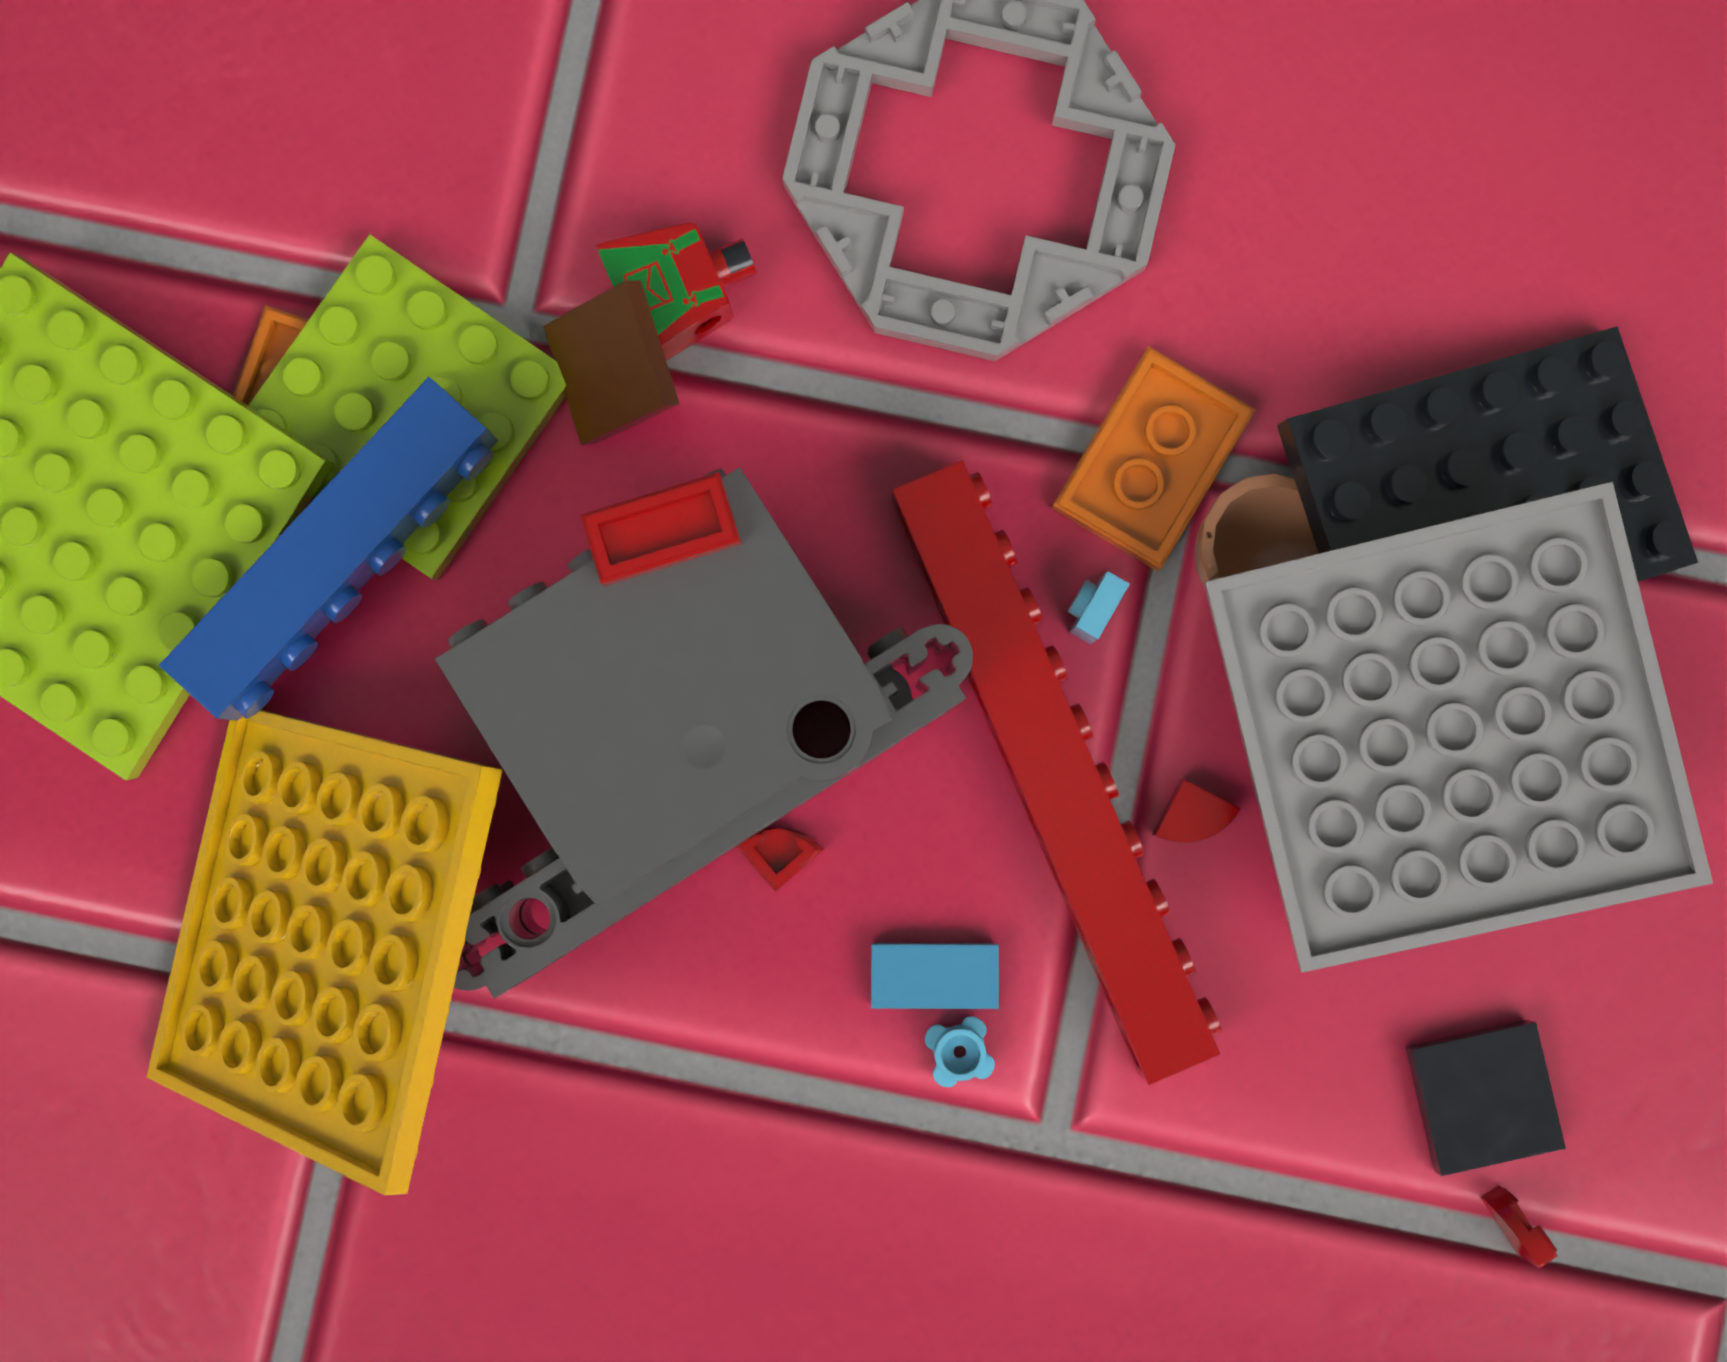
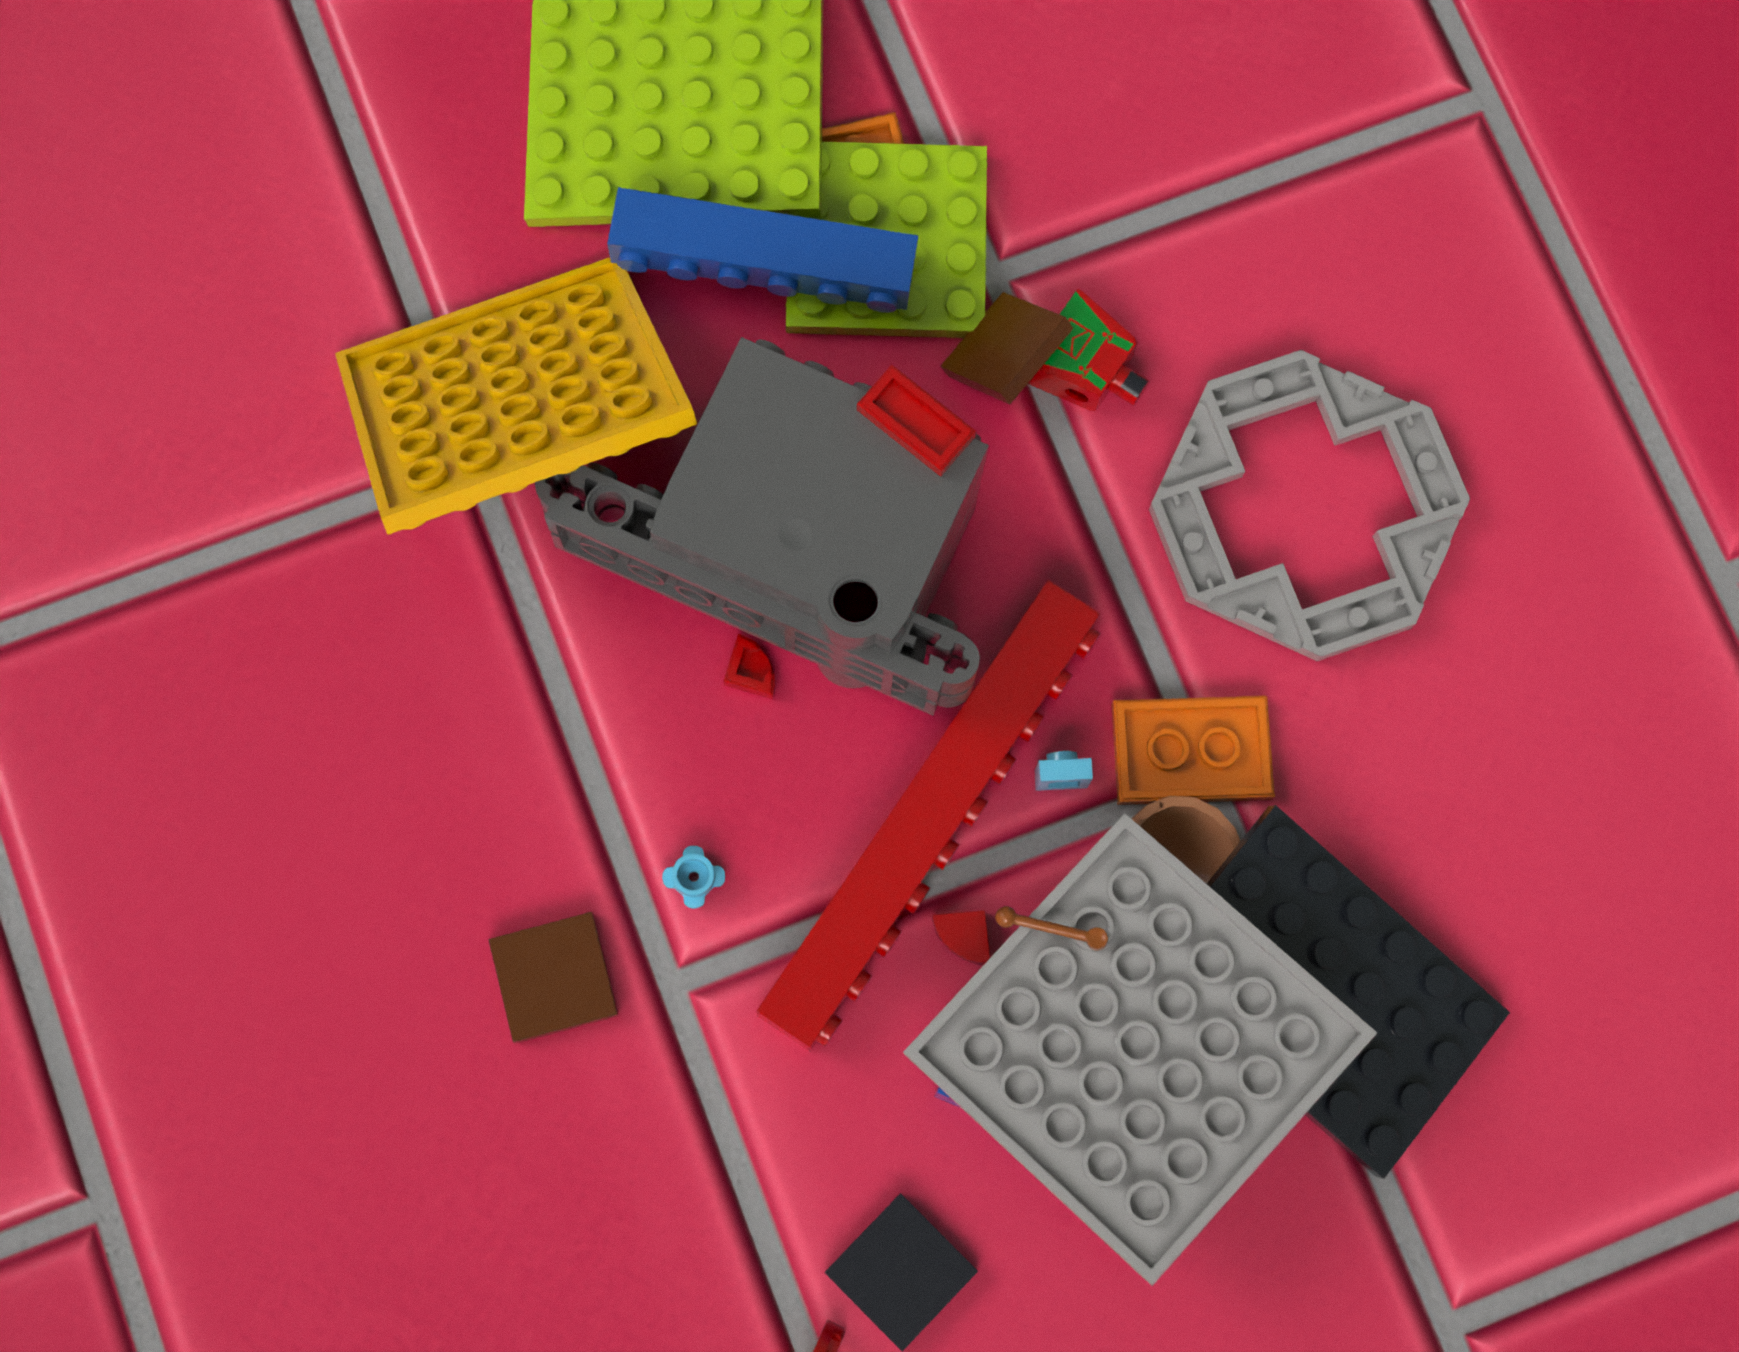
camera: 50 degrees right, 10 degrees down
(934, 975) = (735, 826): dark azure tile -> none
(971, 1261) = (553, 977): none -> reddish brown tile
(1317, 701) = (1095, 938): none -> dark orange hinge

